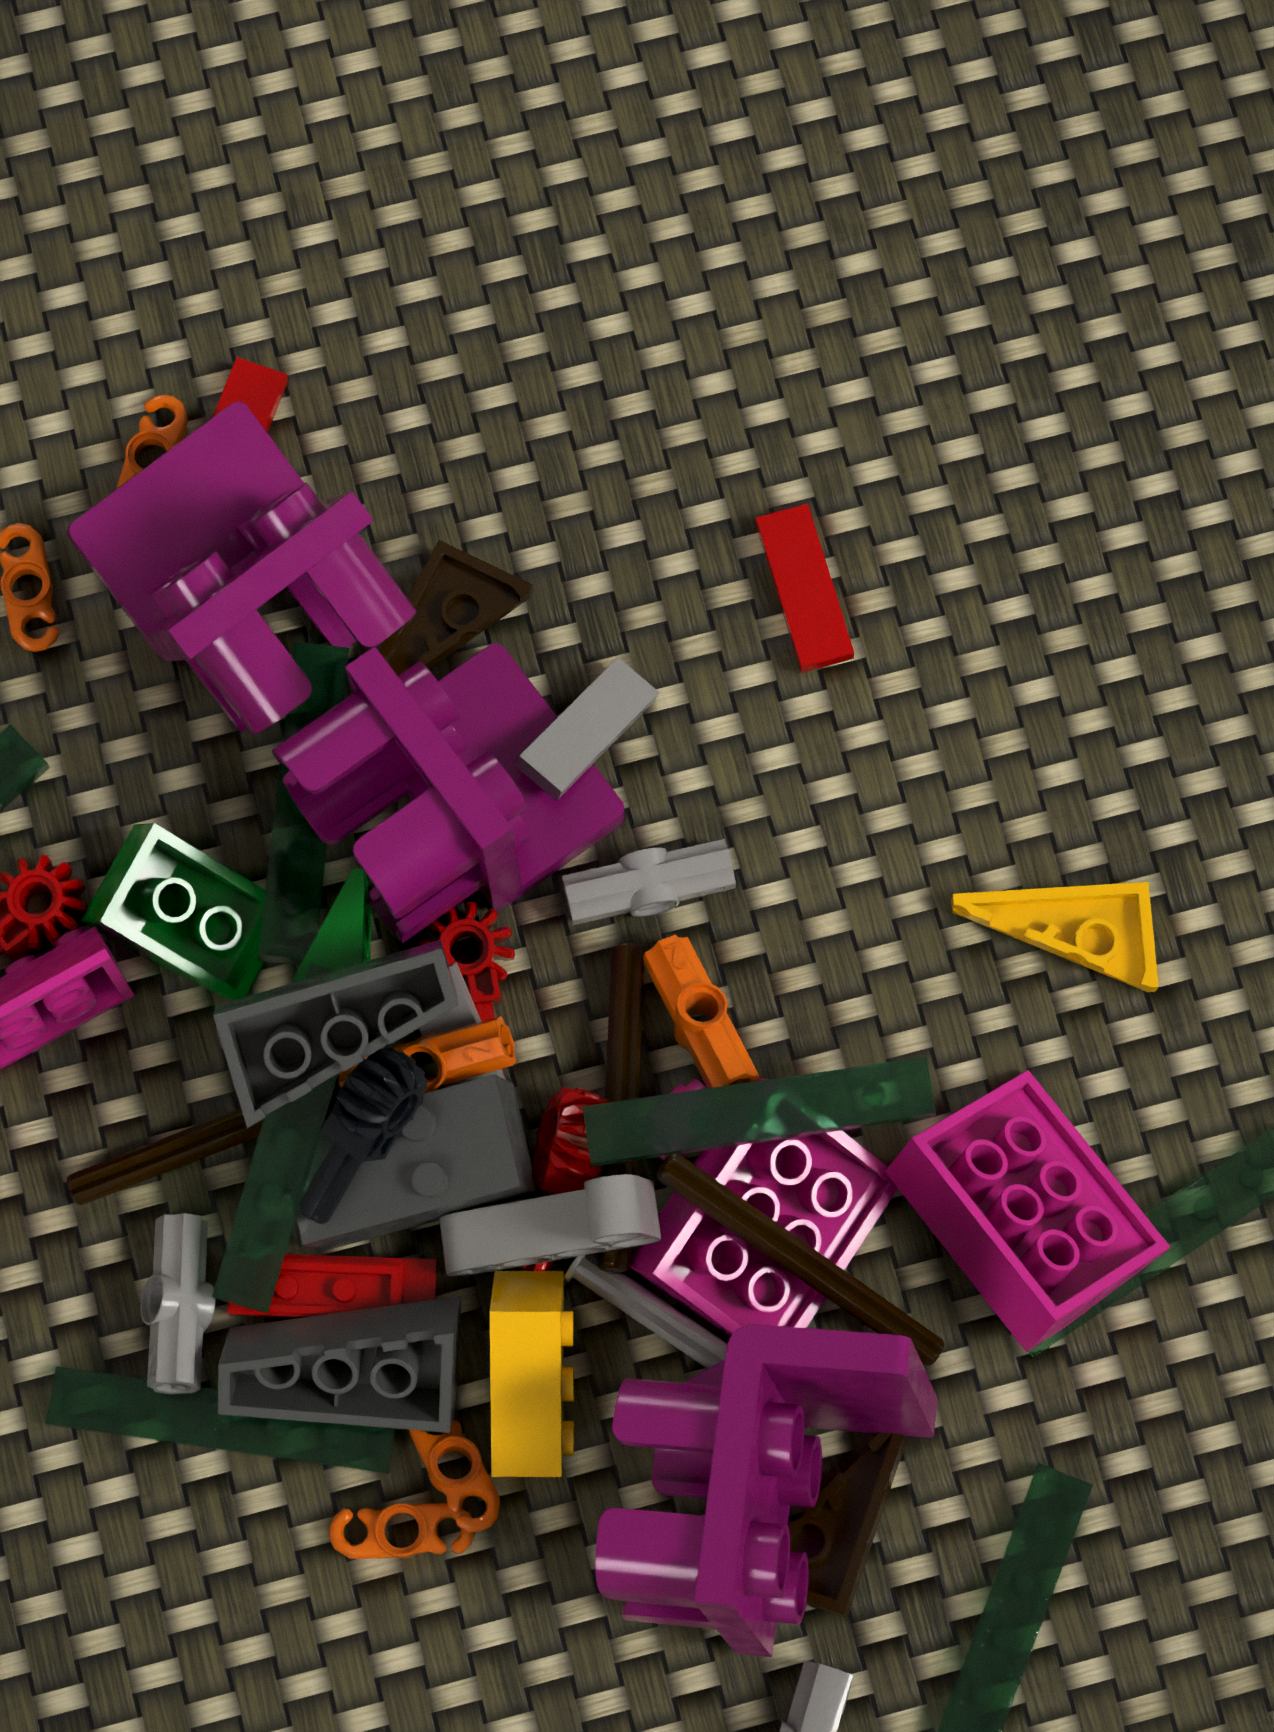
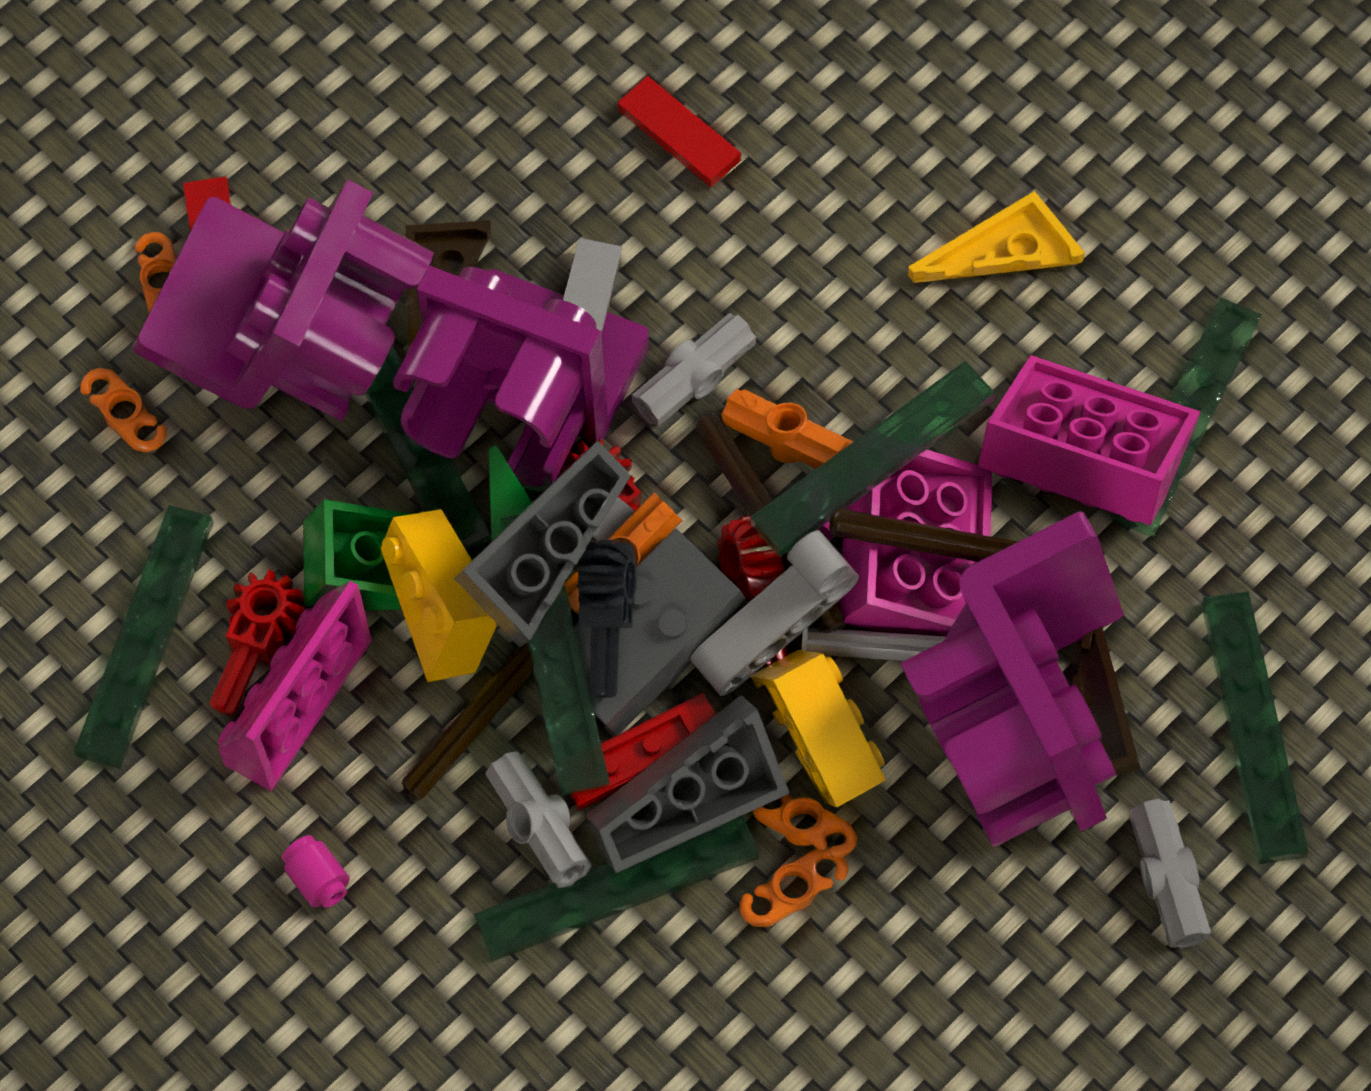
camera: 30 degrees left, 10 degrees down
(219, 962) = (441, 616): none -> yellow wedge

